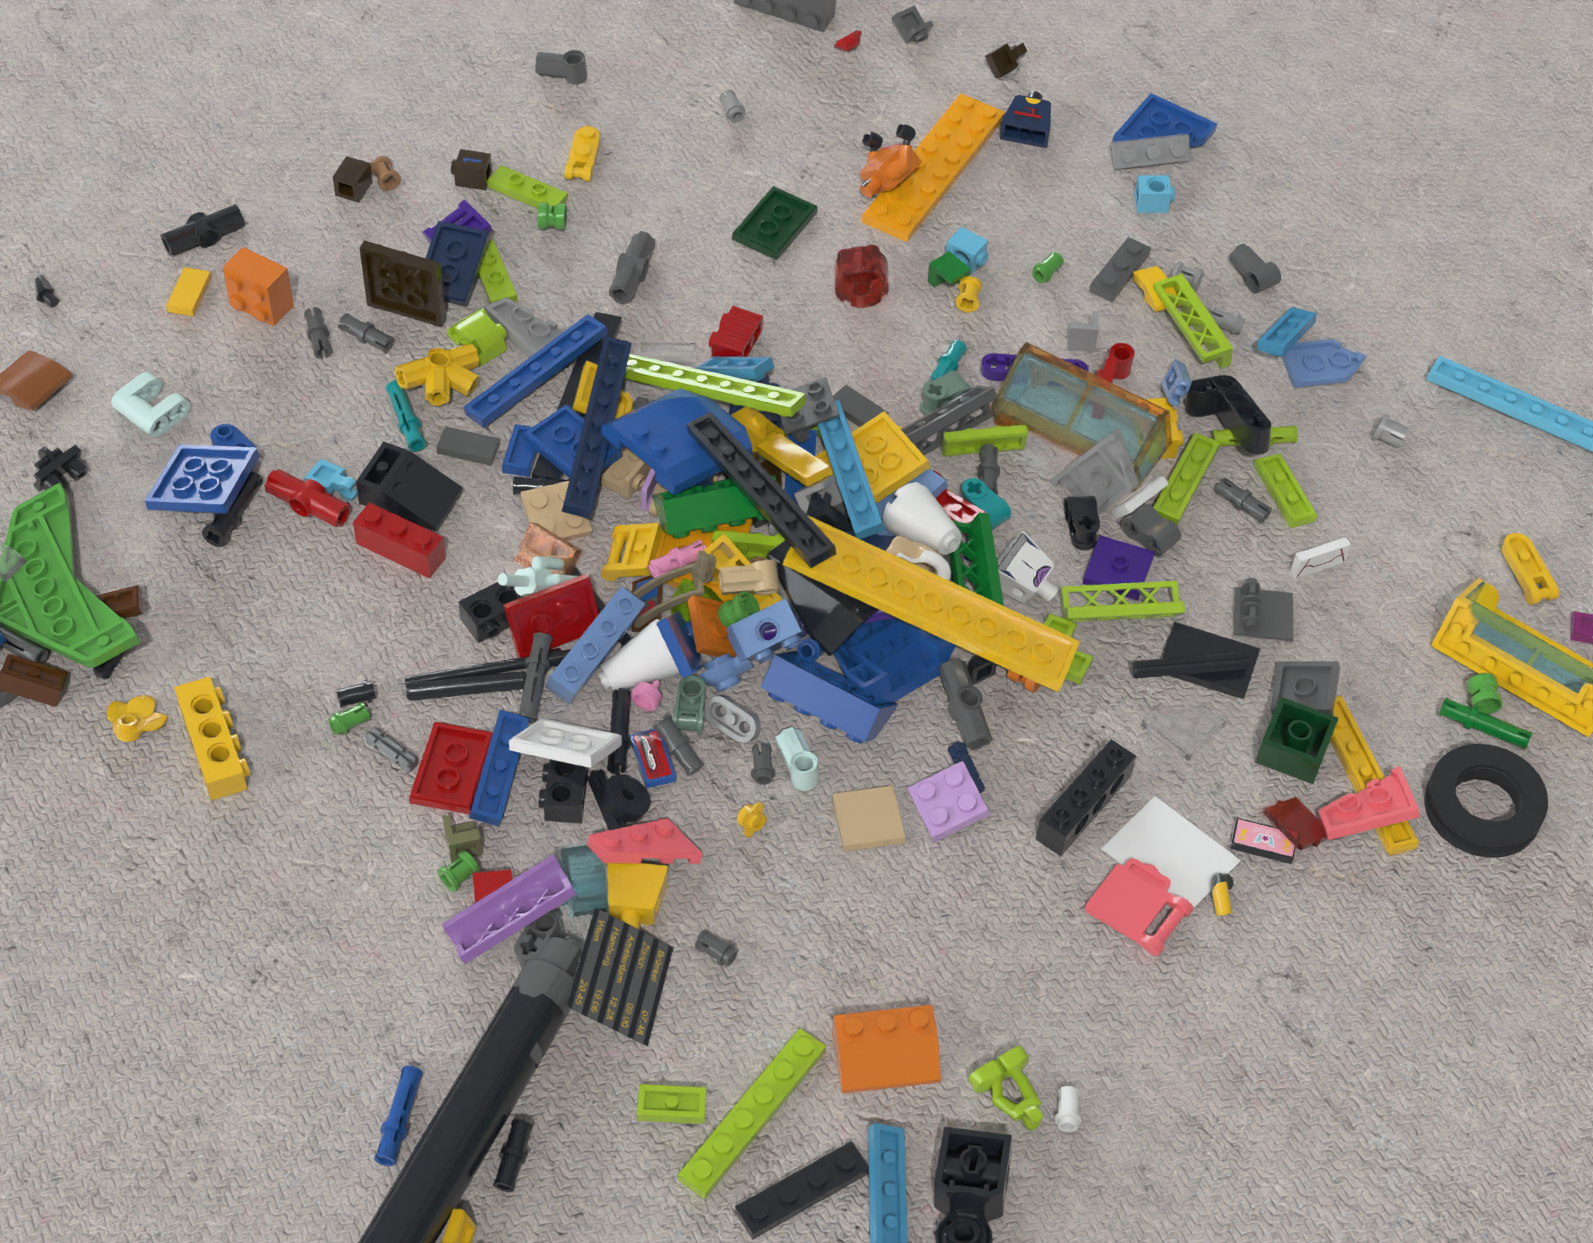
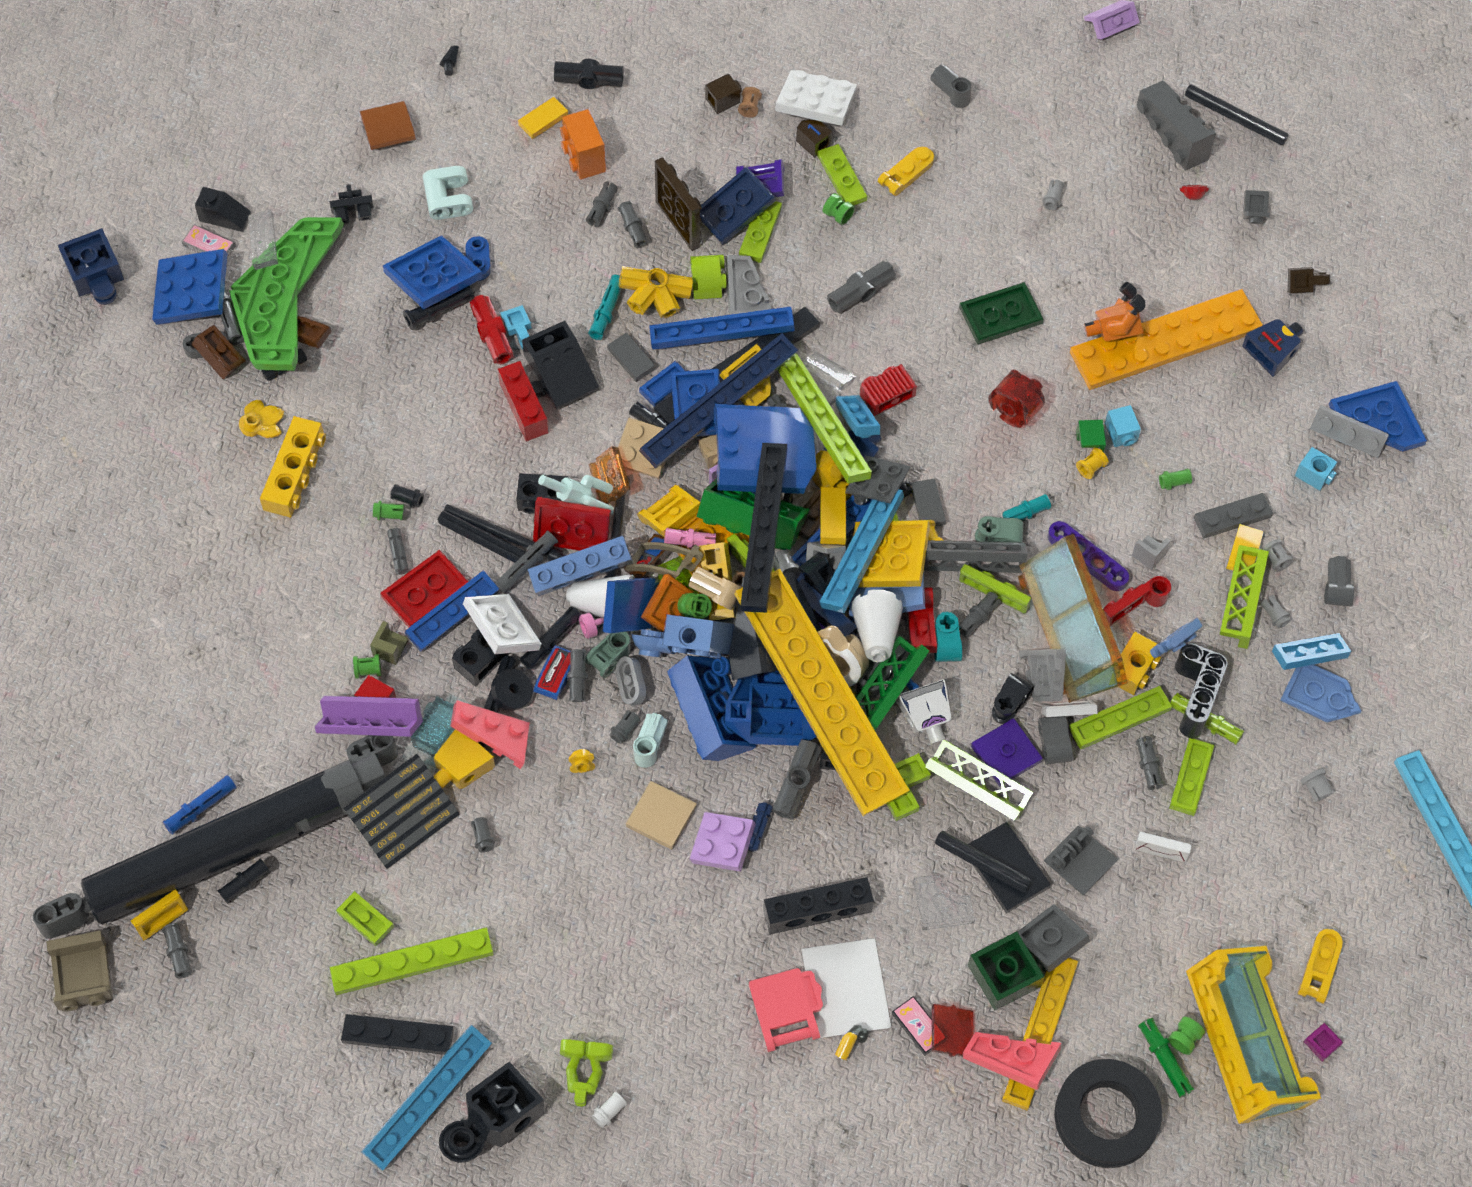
camera: 40 degrees right, 10 degrees up
(447, 135) = (816, 97): none -> white plate
(886, 1048) = (527, 982): orange slope -> none

